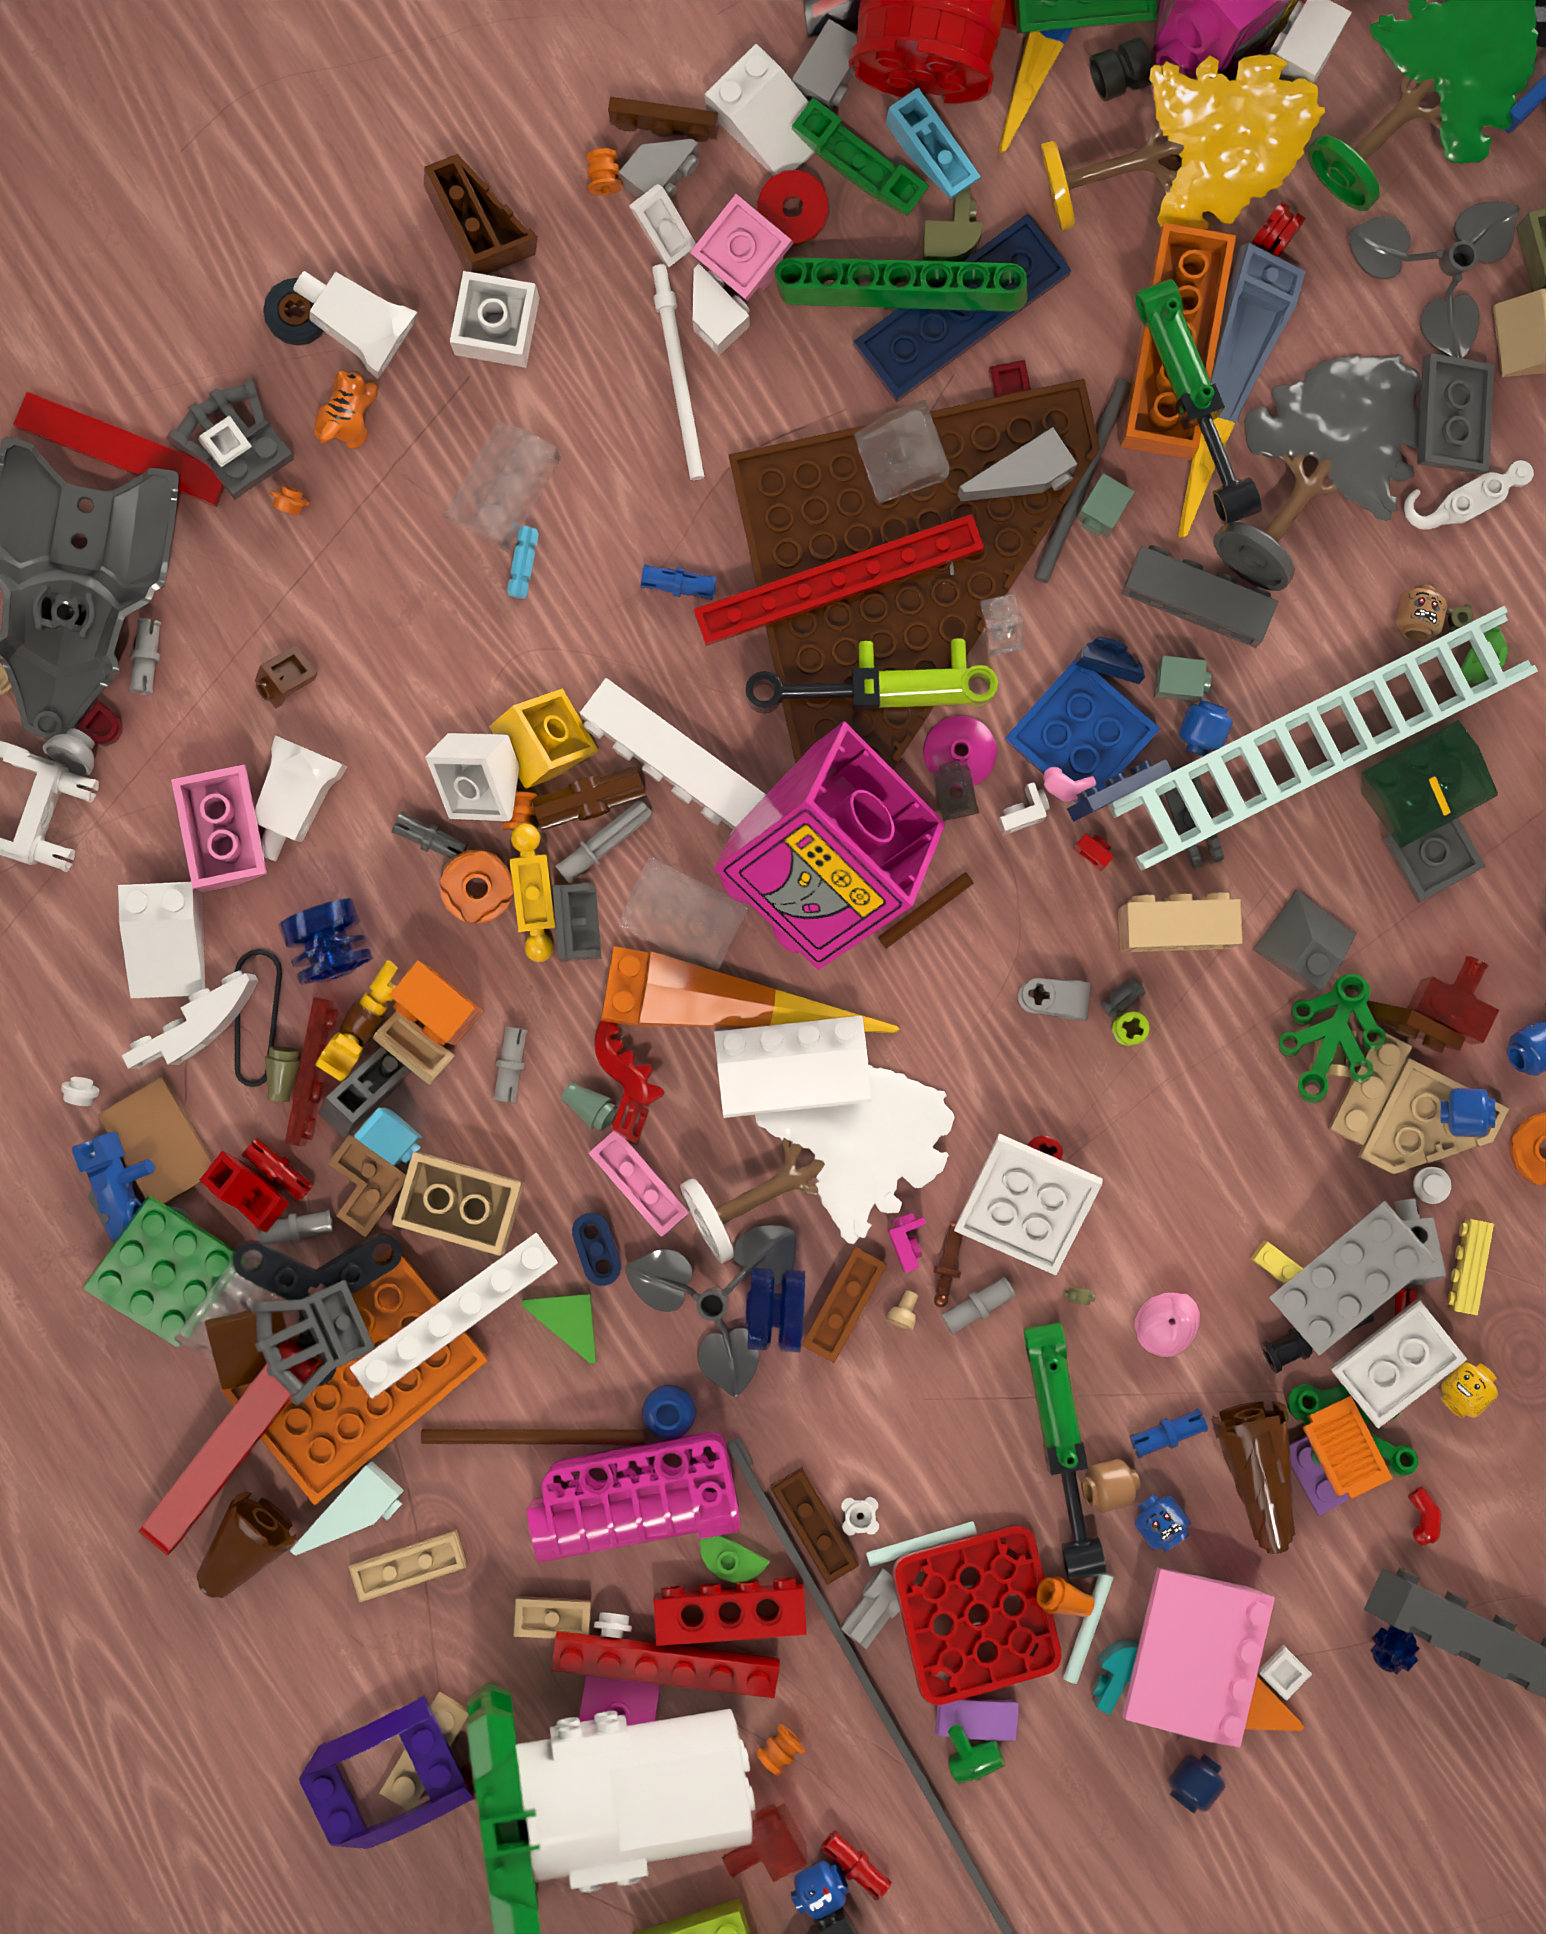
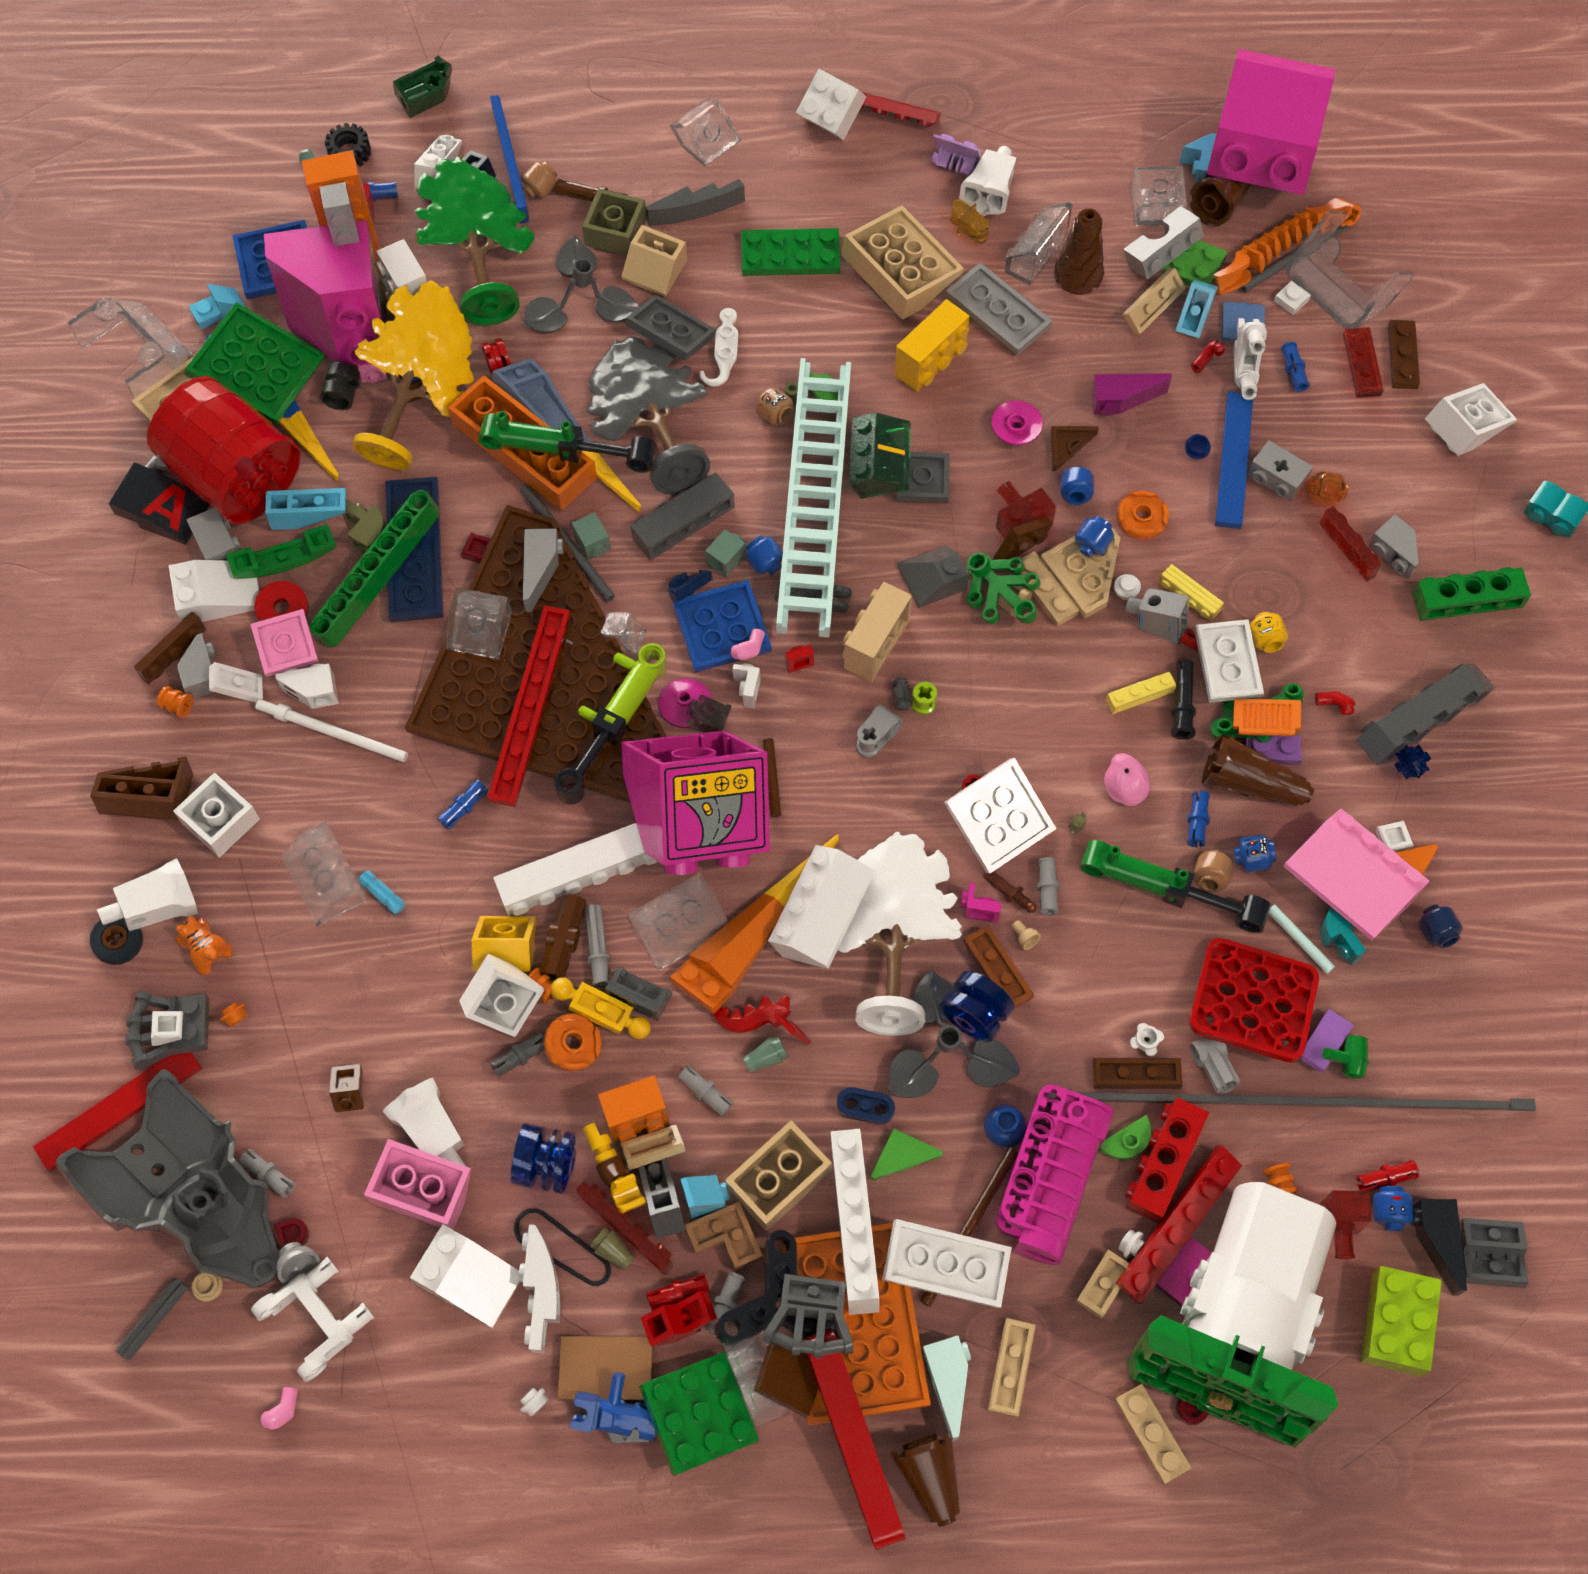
camera: 60 degrees left, 20 degrees down
(429, 1754) = (1156, 1424): dark purple wedge -> none
(470, 1439) = (947, 1263): none -> white plate
(639, 1183) = (837, 1052): bright pink plate -> none
(897, 1550) = (1184, 1028): light aqua bar -> none
(1061, 1597) = (1271, 940): orange cone -> none
(1117, 787) = (768, 620): plate -> none
(1352, 1278) = (1159, 650): light grey plate -> none

